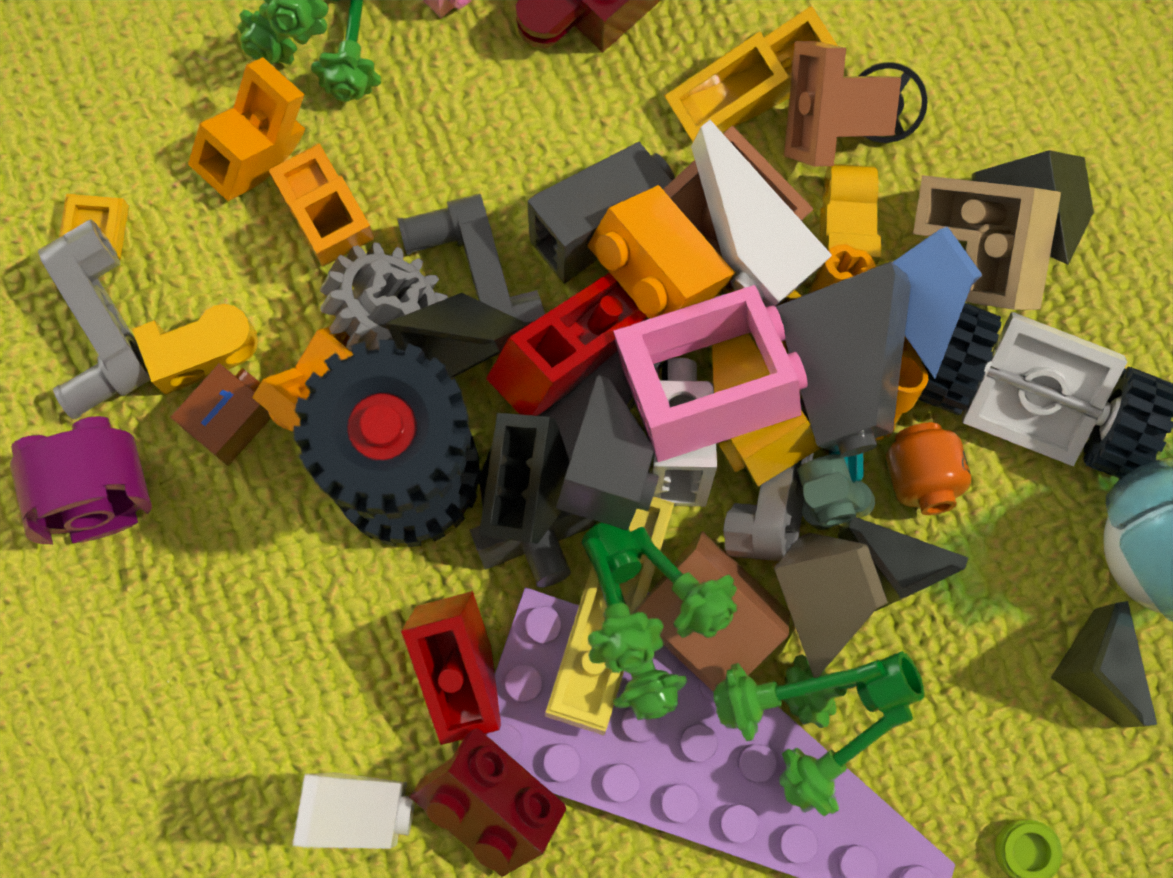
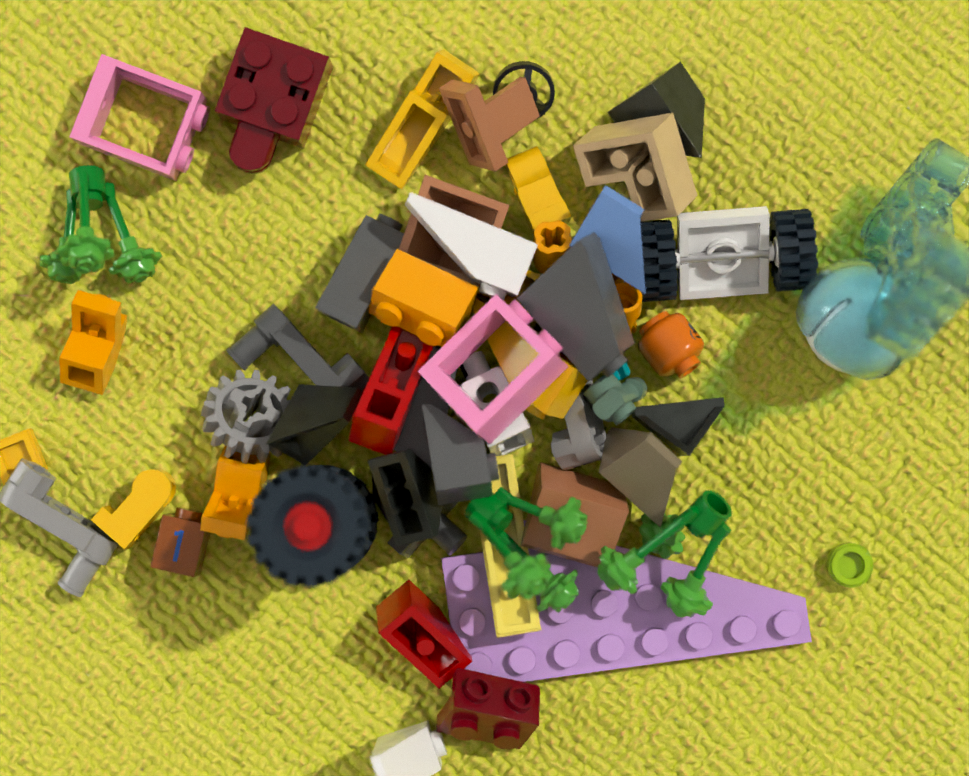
camera: 20 degrees left, 10 degrees up
(79, 482) = (114, 639): magenta brick -> none
(321, 204) = (170, 369): light orange brick -> none
(1108, 668) = (847, 421): pearl dark grey slope -> none

